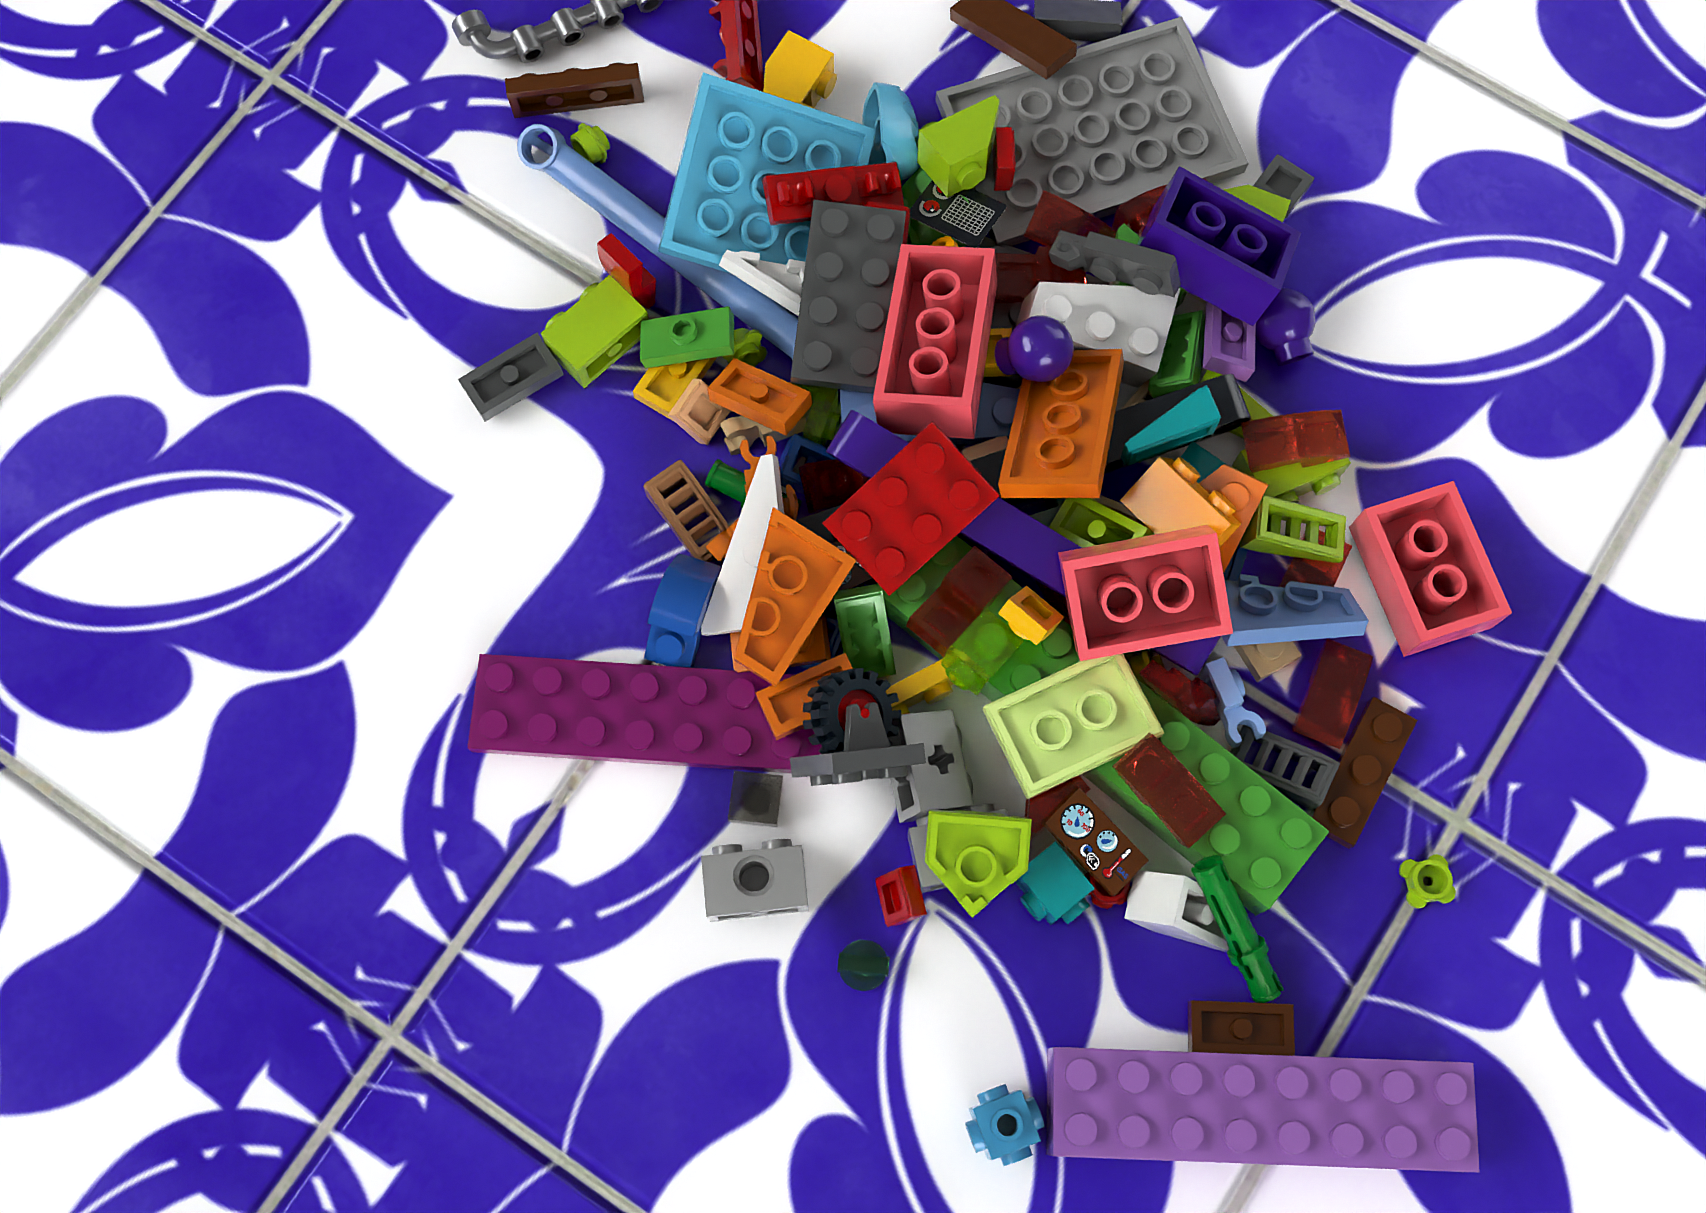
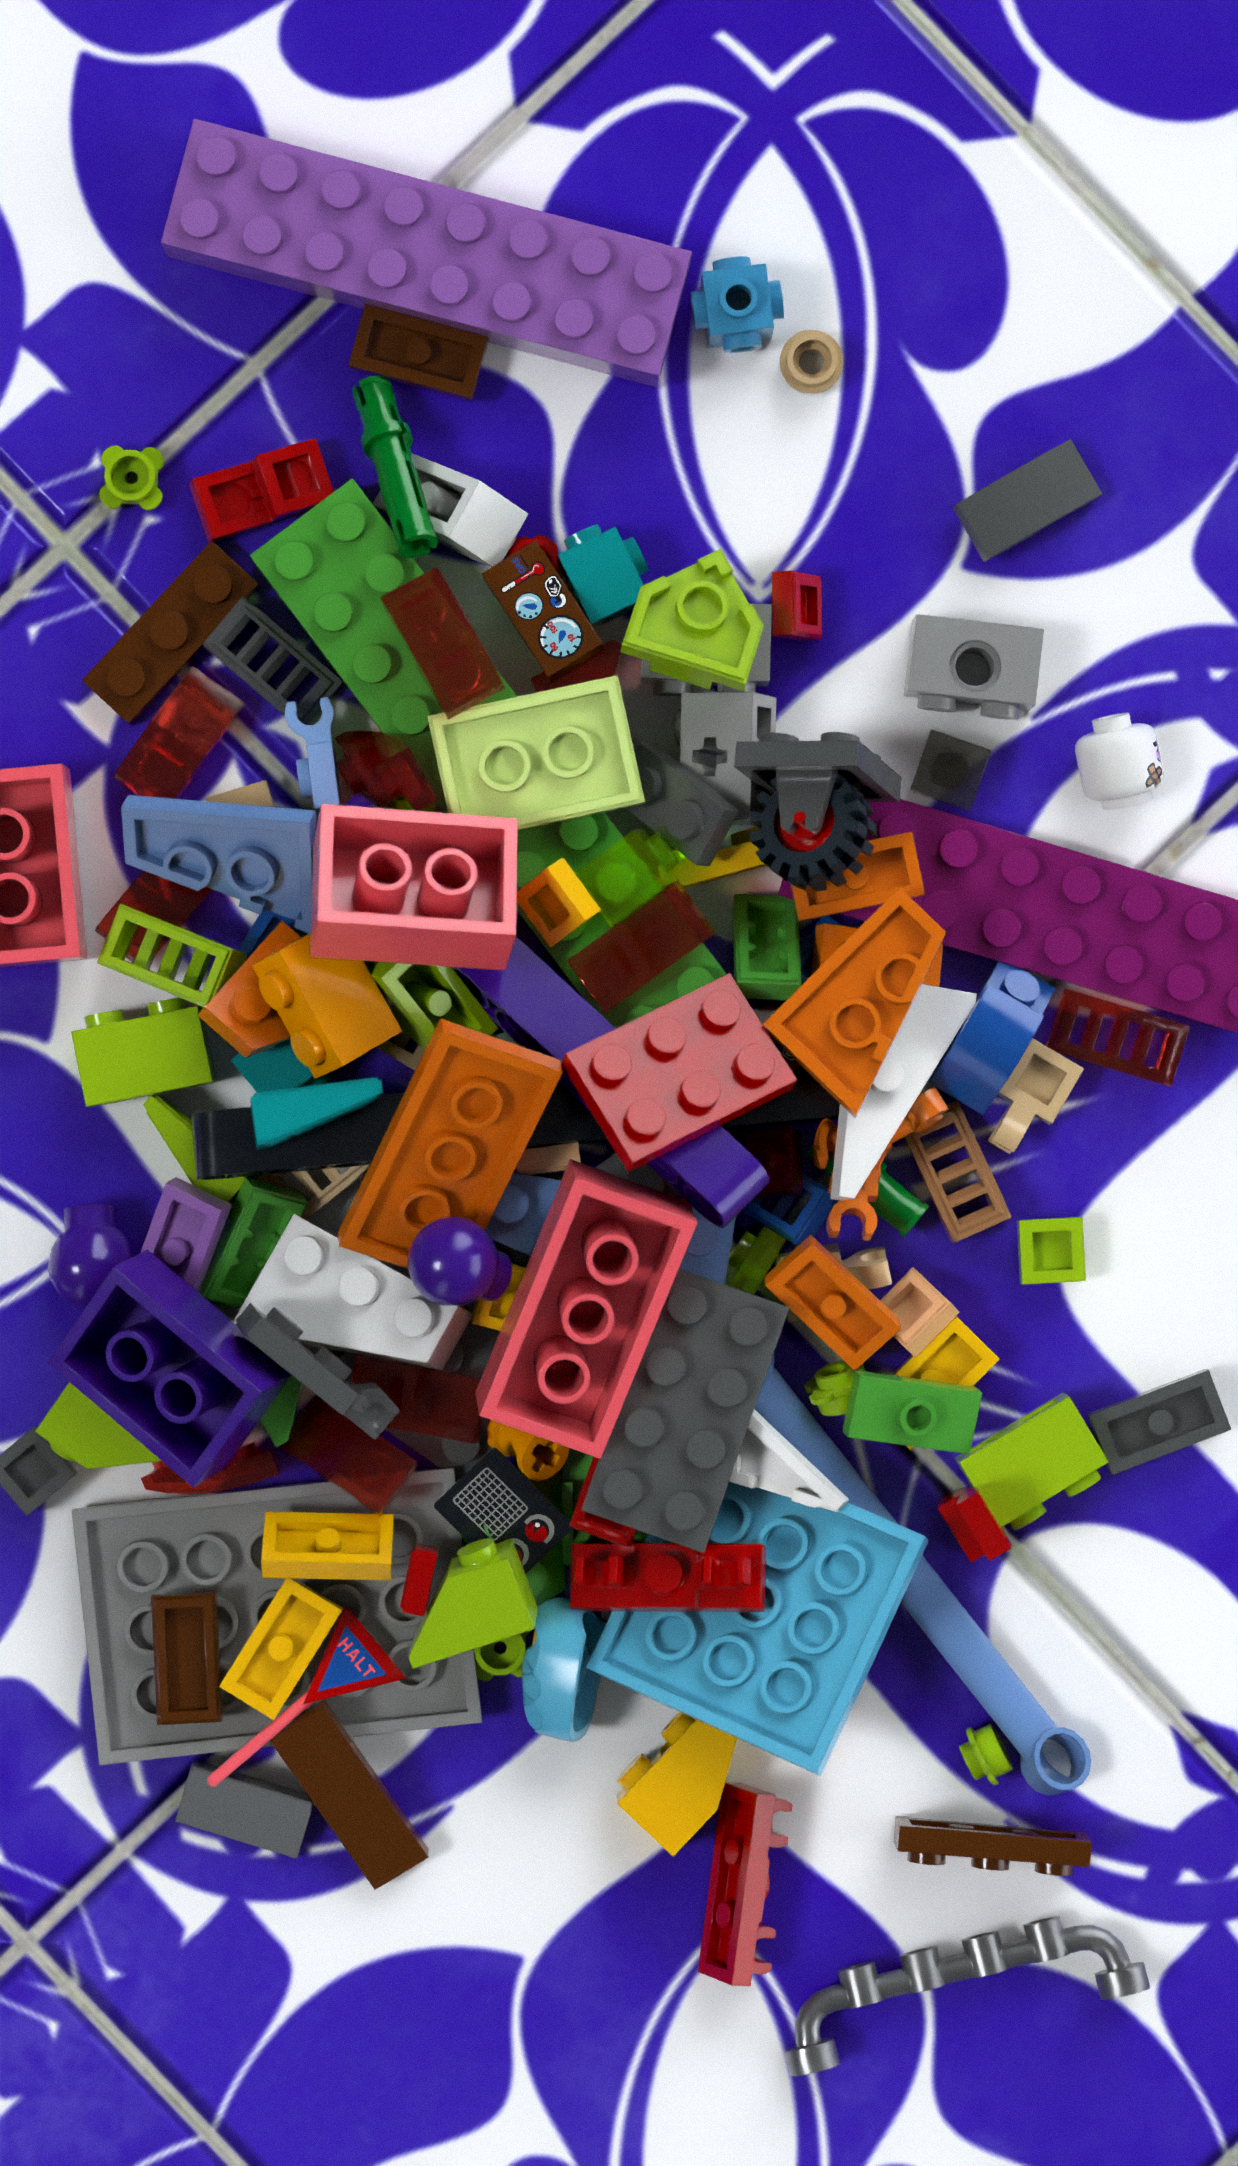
camera: 170 degrees left, 15 degrees up
(592, 616) = (1169, 1054): none -> clear red slope
(610, 474) = (1051, 1250): none -> lime plate
(627, 833) = (1119, 762): none -> white head
(641, 579) = (1034, 1089): none -> tan plate
(739, 1022) = (1027, 500): none -> dark grey slope
(863, 965) = (860, 535): plate -> none
(949, 1090) = (818, 343): none -> tan plate
(957, 719) = (680, 805): none -> dark grey hinge
(1035, 105) = (348, 1665): none -> piece
(1072, 166) = (327, 1546): none -> yellow plate
(1084, 101) = (281, 1647): none -> yellow plate
(1144, 87) = (186, 1658): none -> reddish brown tile
(1295, 438) = (140, 1072): clear red slope -> none
(1327, 894) = (261, 490): none -> red slope

